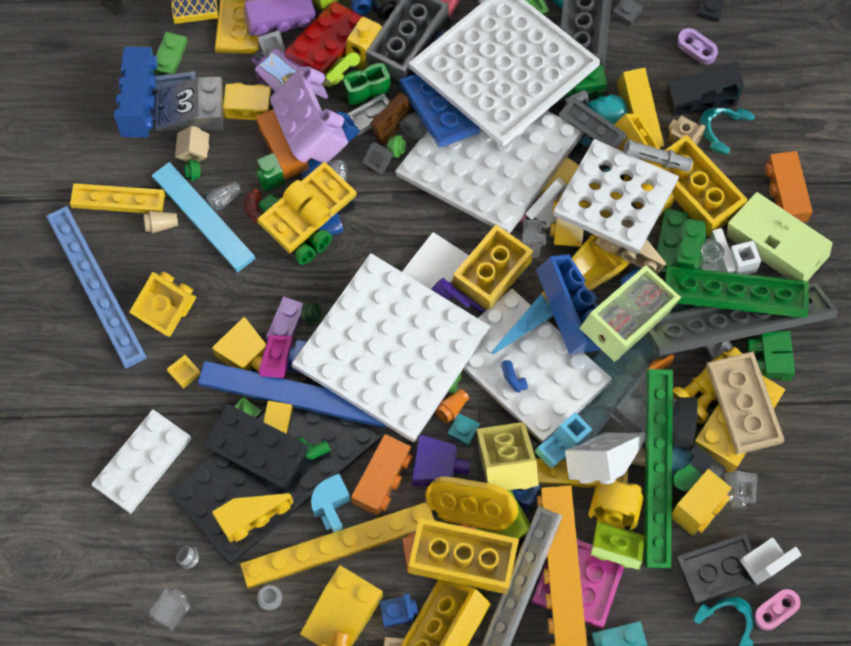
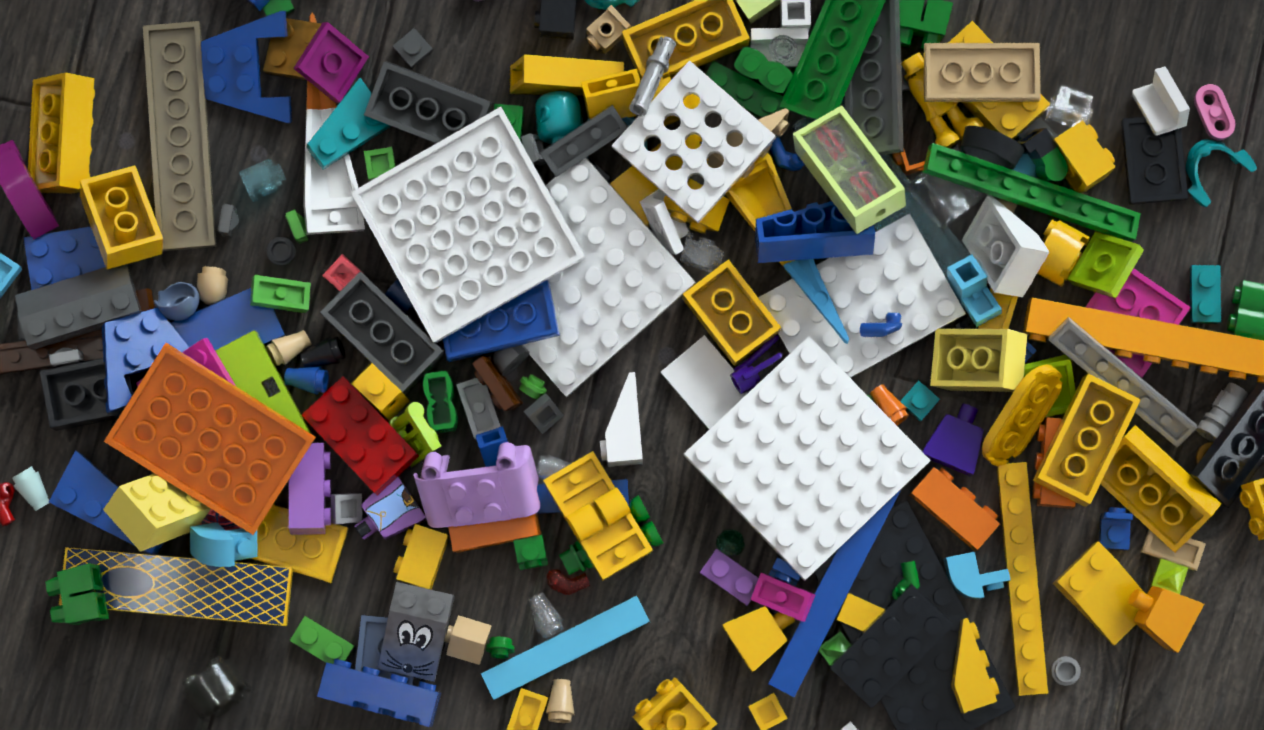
camera: 75 degrees left, 15 degrees up
(383, 210) = (623, 431): none -> white slope

